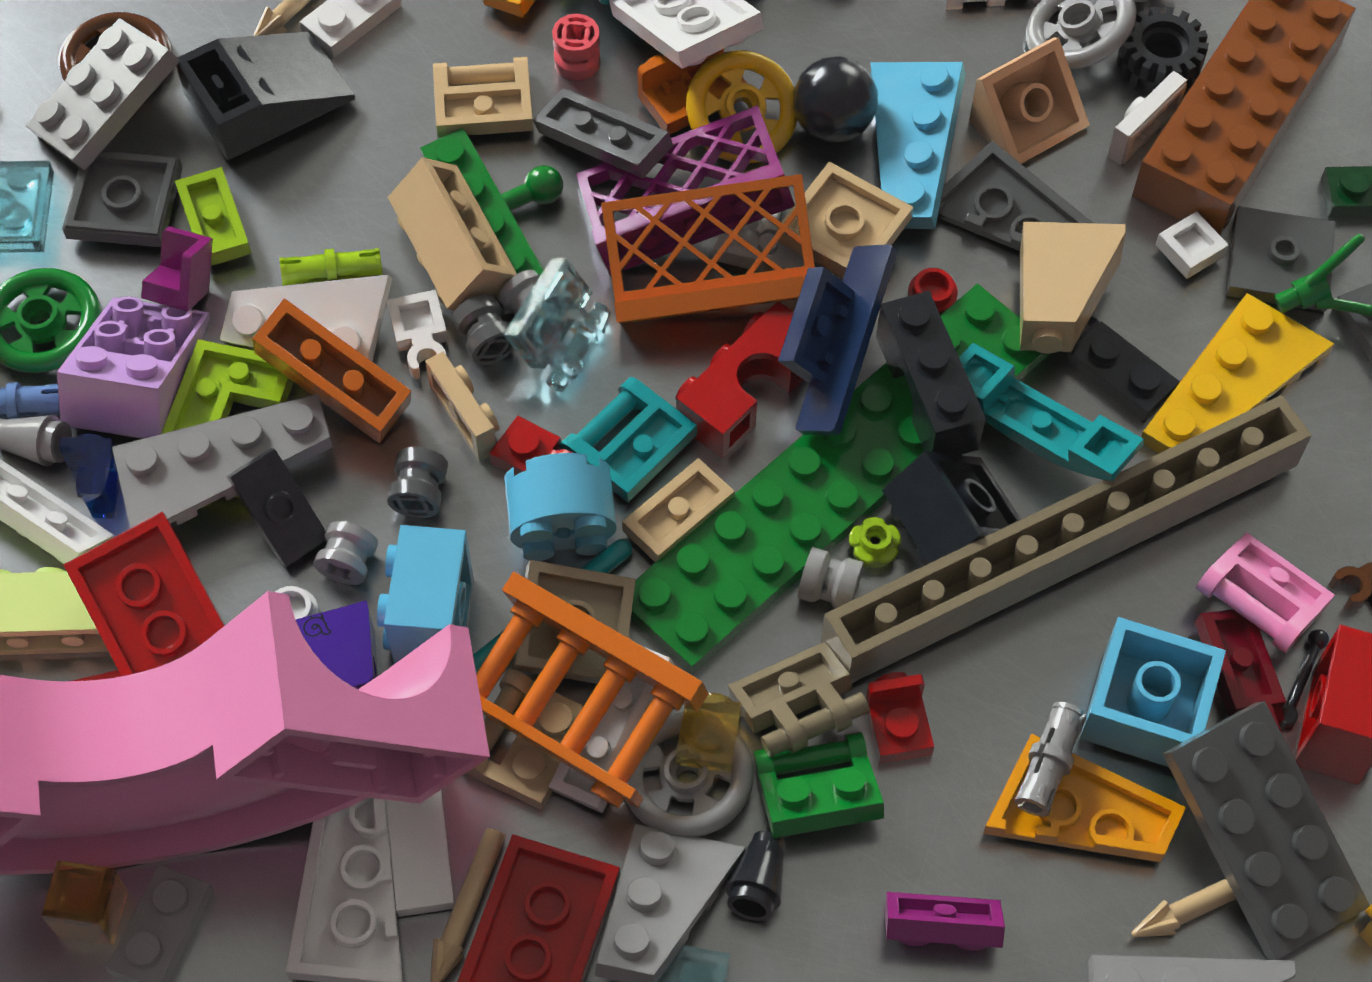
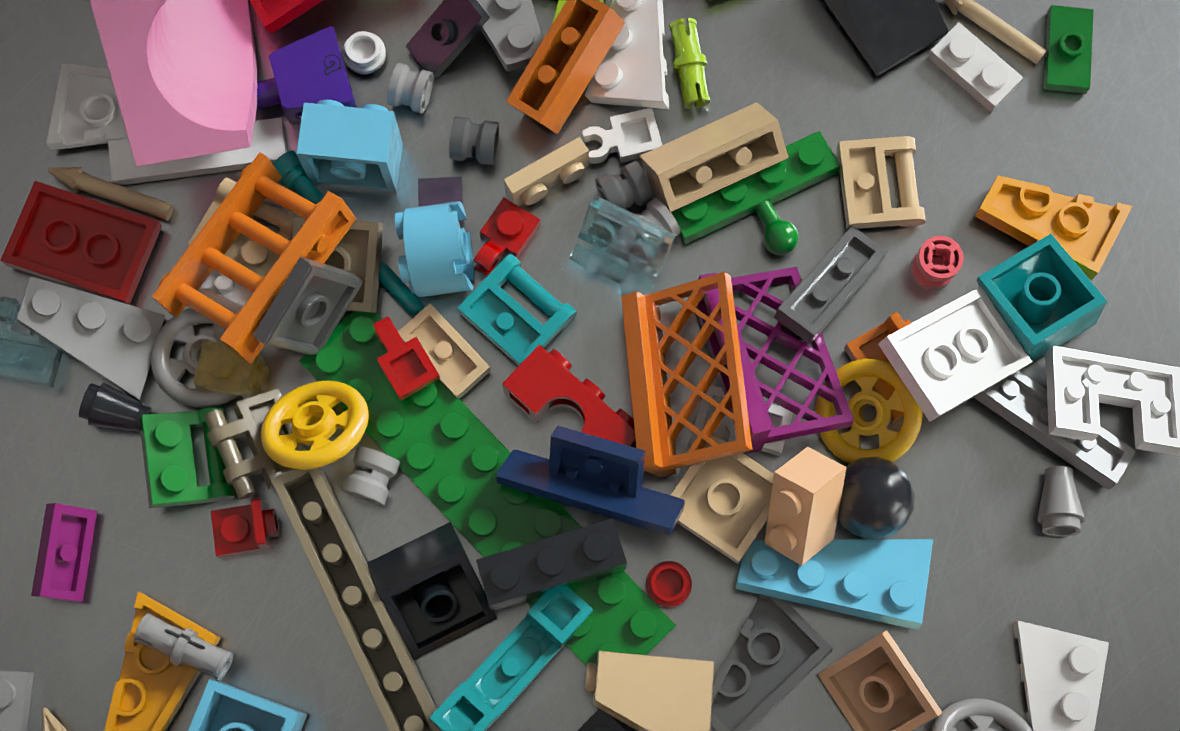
camera: 90 degrees right, 15 degrees up
(486, 525) = (440, 190): none -> clear purple tile
(642, 623) = (308, 307): none -> dark grey plate
(699, 530) = (406, 363): none -> red plate
(739, 618) = (314, 424): none -> yellow plate
(852, 142) = (804, 505): none -> light nougat brick
(875, 554) = (423, 517): lime plate -> none

